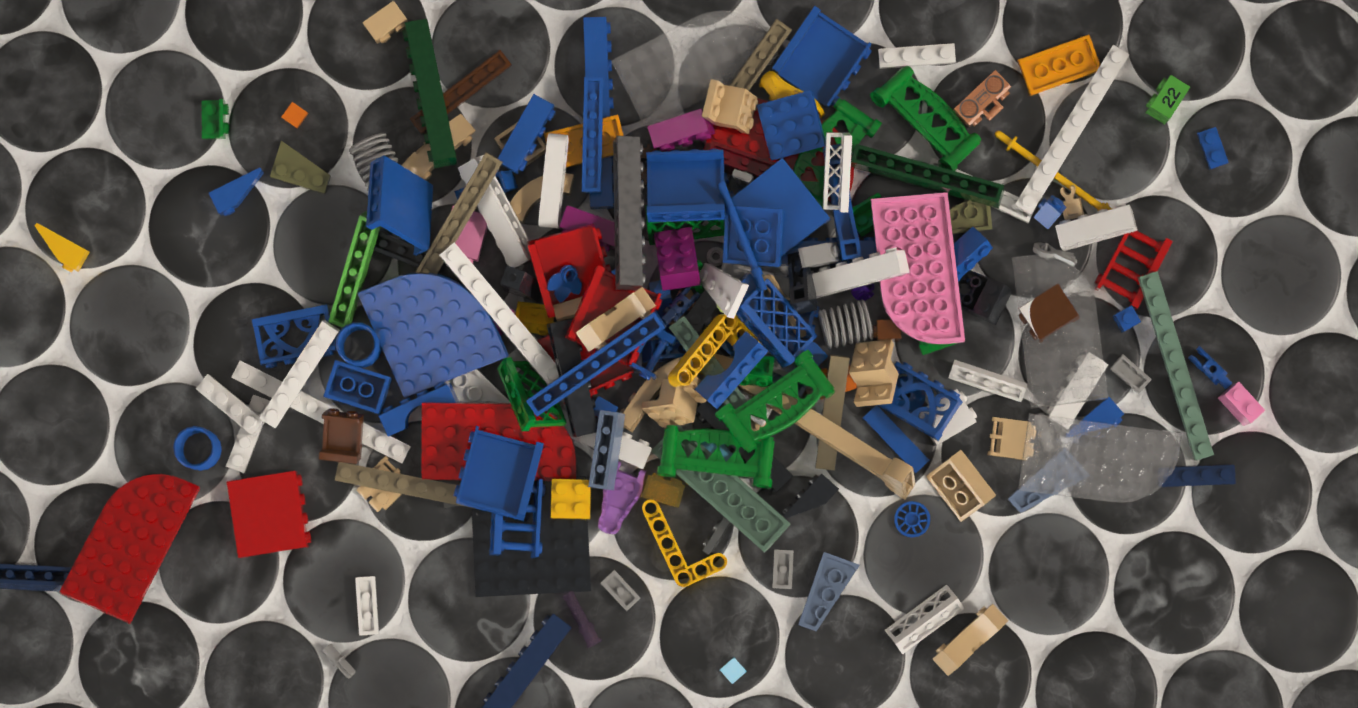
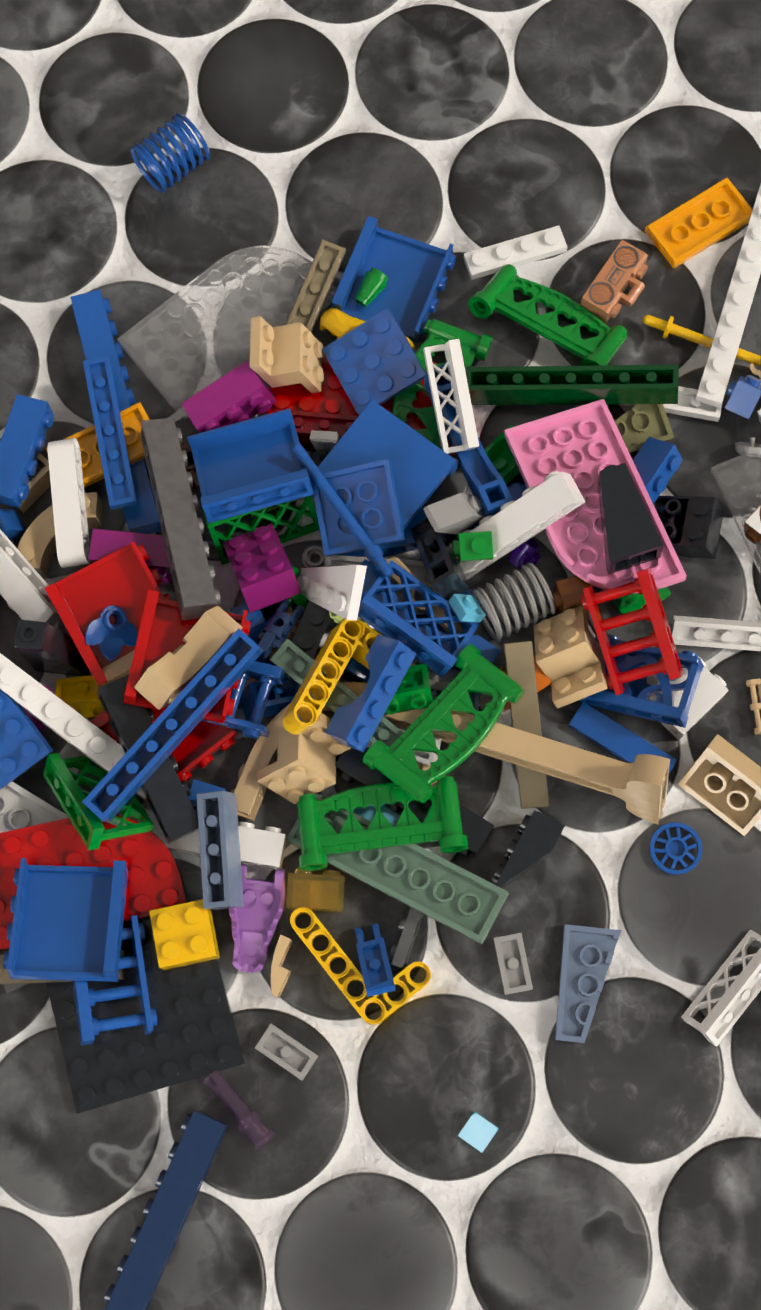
camera: 10 degrees left, 10 degrees down
(626, 539) = (280, 975): none -> tan slope
(691, 547) = (374, 963): none -> blue hinge
(803, 60) = (371, 286): none -> green cone
(811, 323) = (467, 608): none -> medium azure plate
(826, 282) = (473, 546): none -> green bracket
(933, 295) = (626, 524): none -> black slope
(934, 359) = (660, 637): none -> red fence

